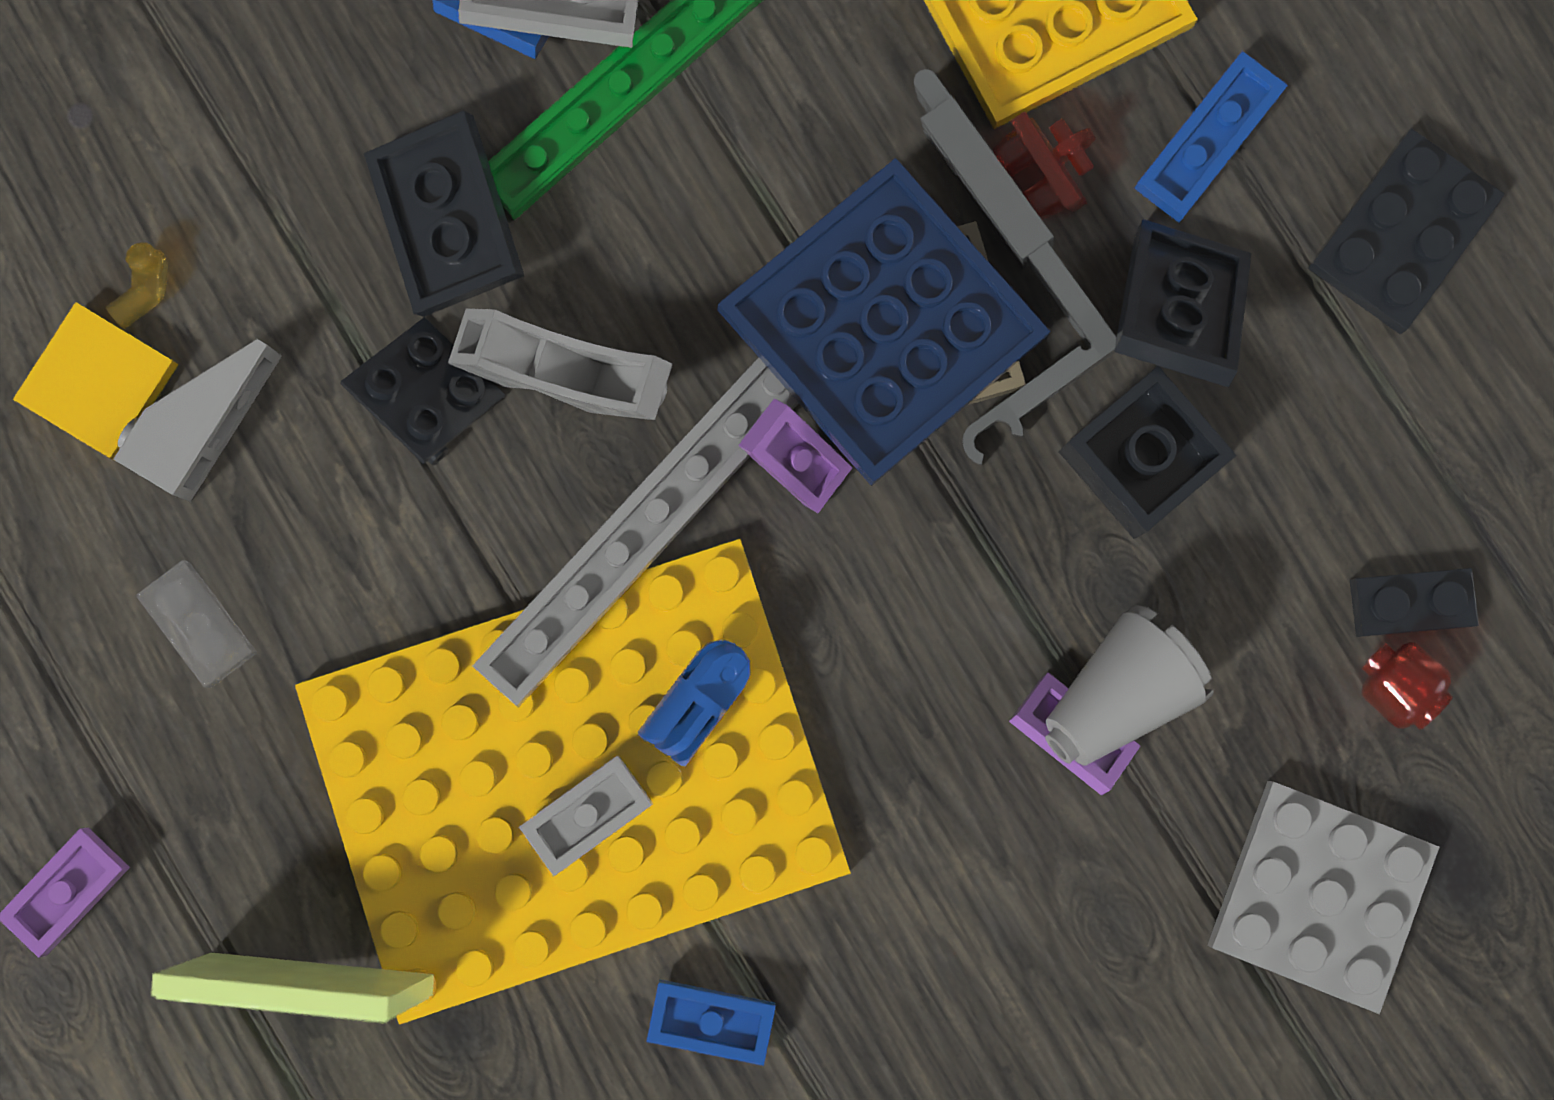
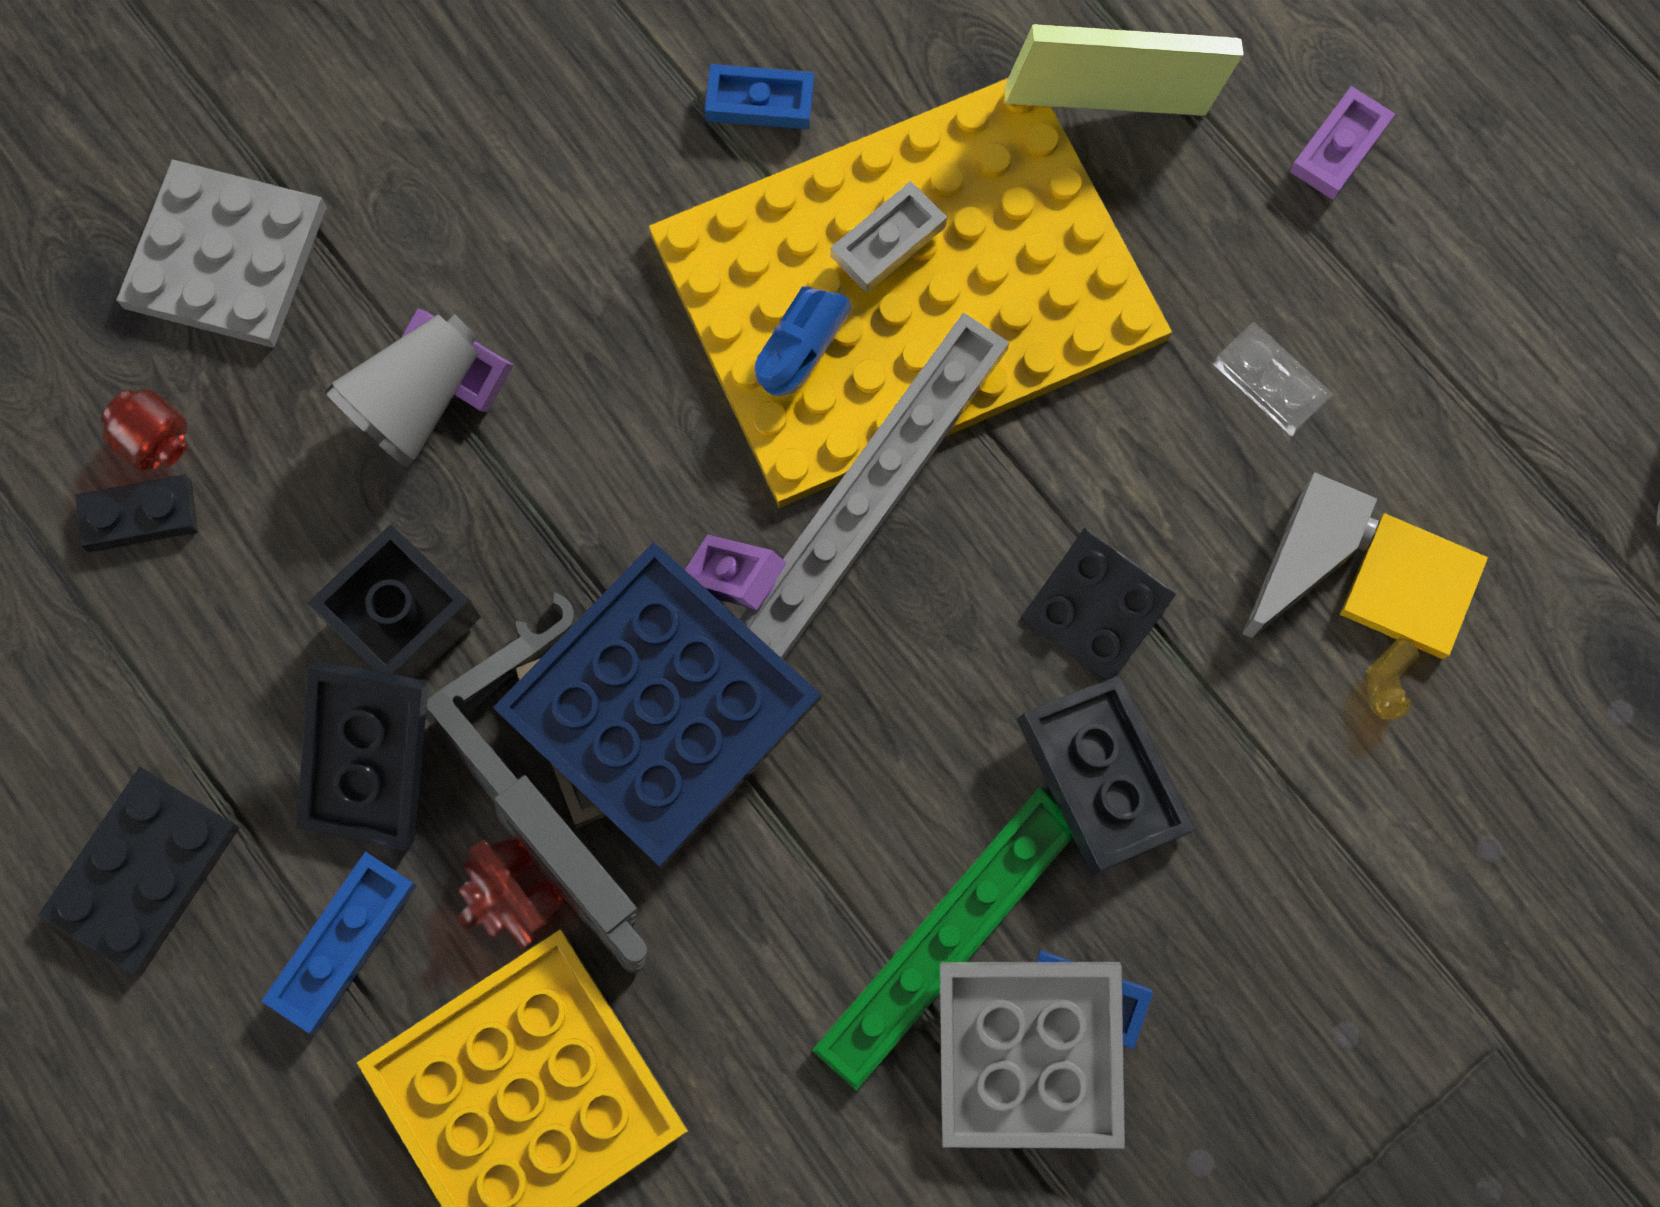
camera: 175 degrees right, 10 degrees down
(560, 366) = (950, 630): light grey arch -> none

